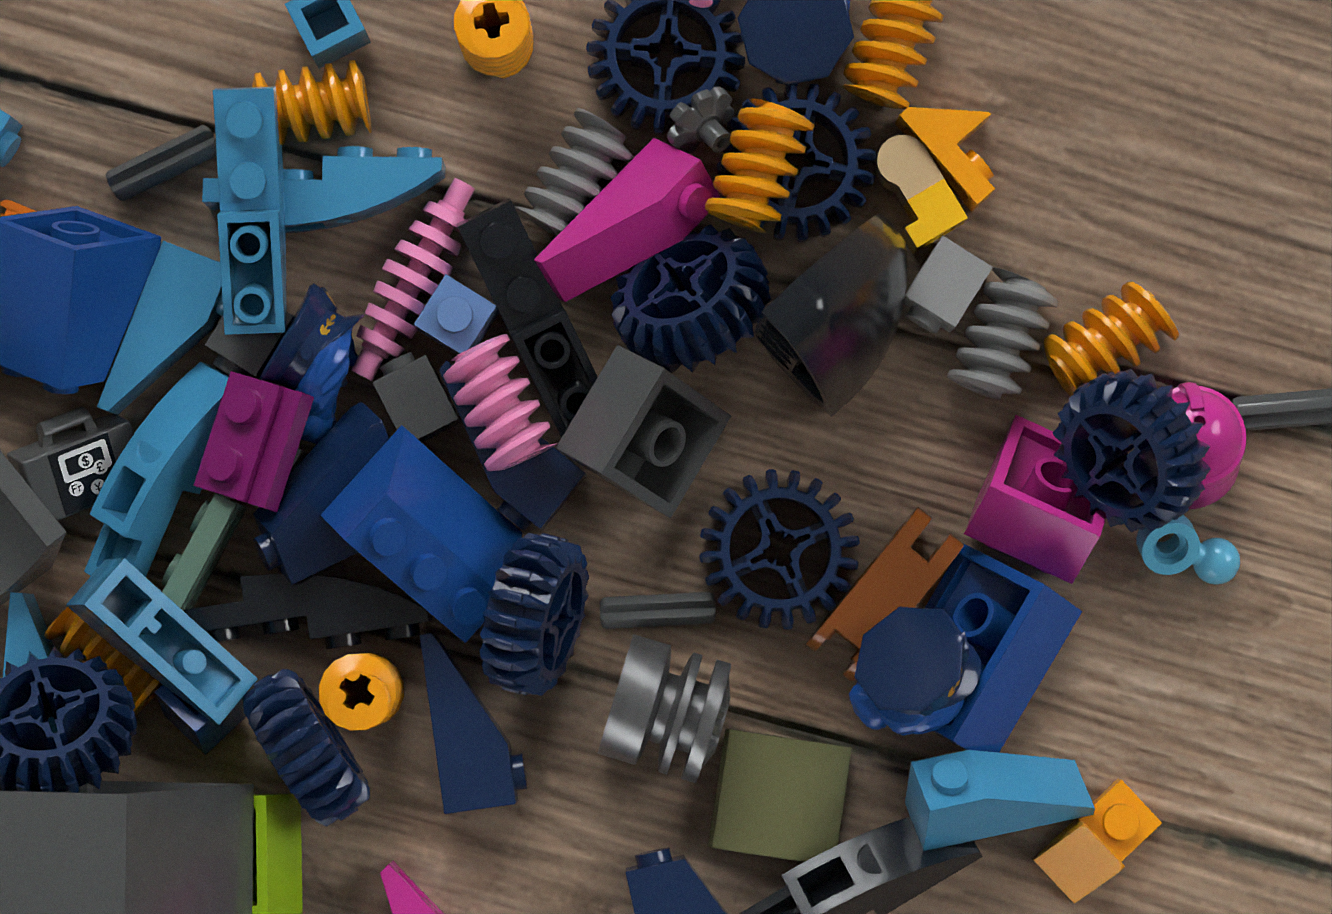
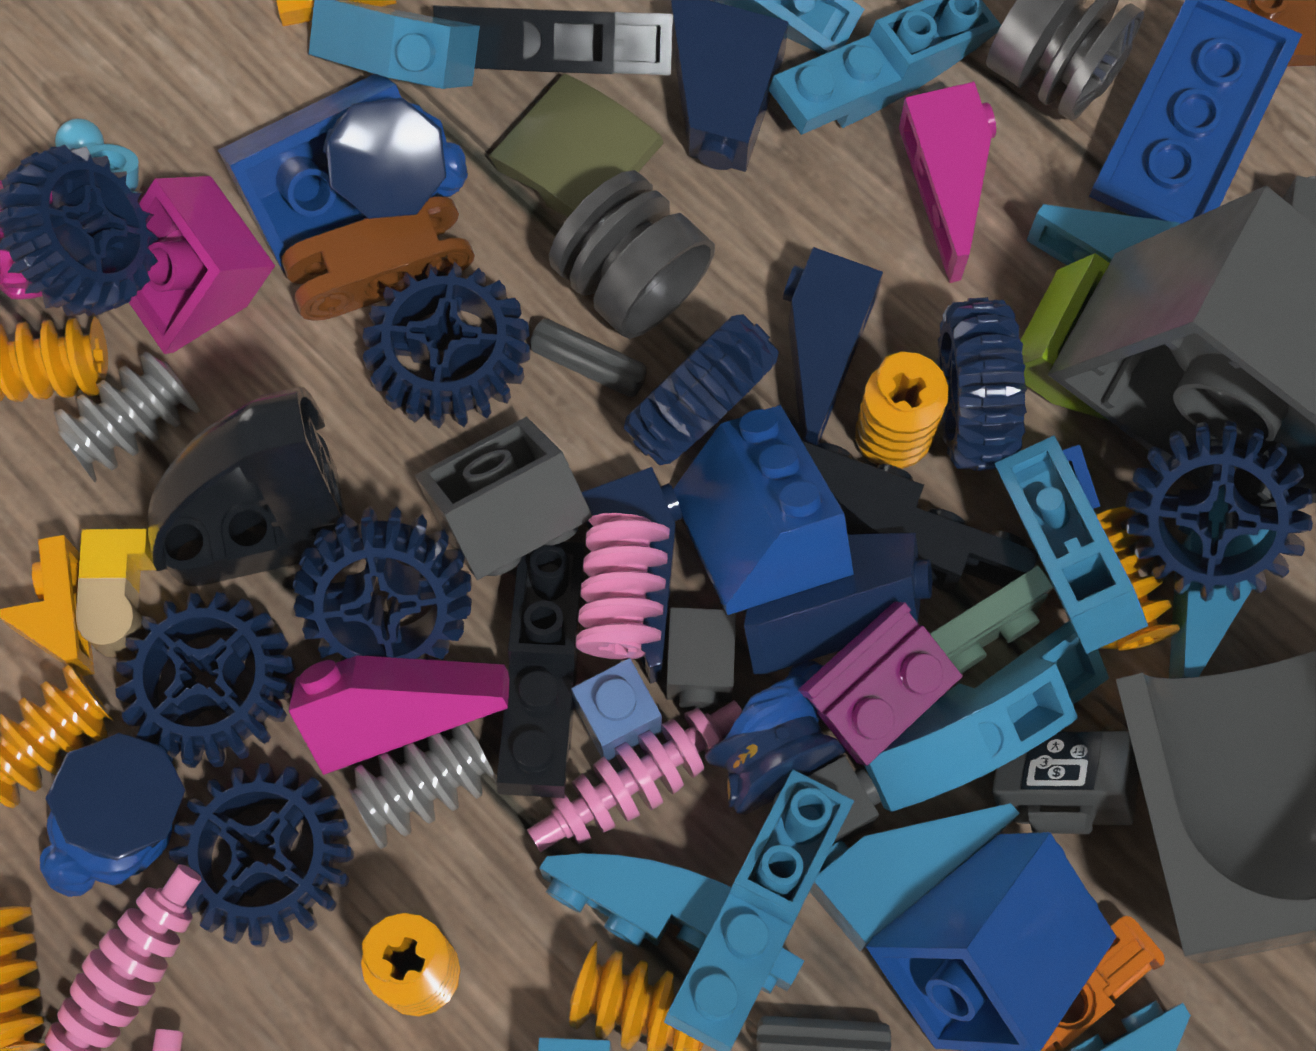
camera: 145 degrees left, 15 degrees down
(702, 121) = (264, 752): dark grey plant -> none
(758, 165) = (234, 670): light orange piece -> none
(945, 286) = (129, 482): light grey brick -> none

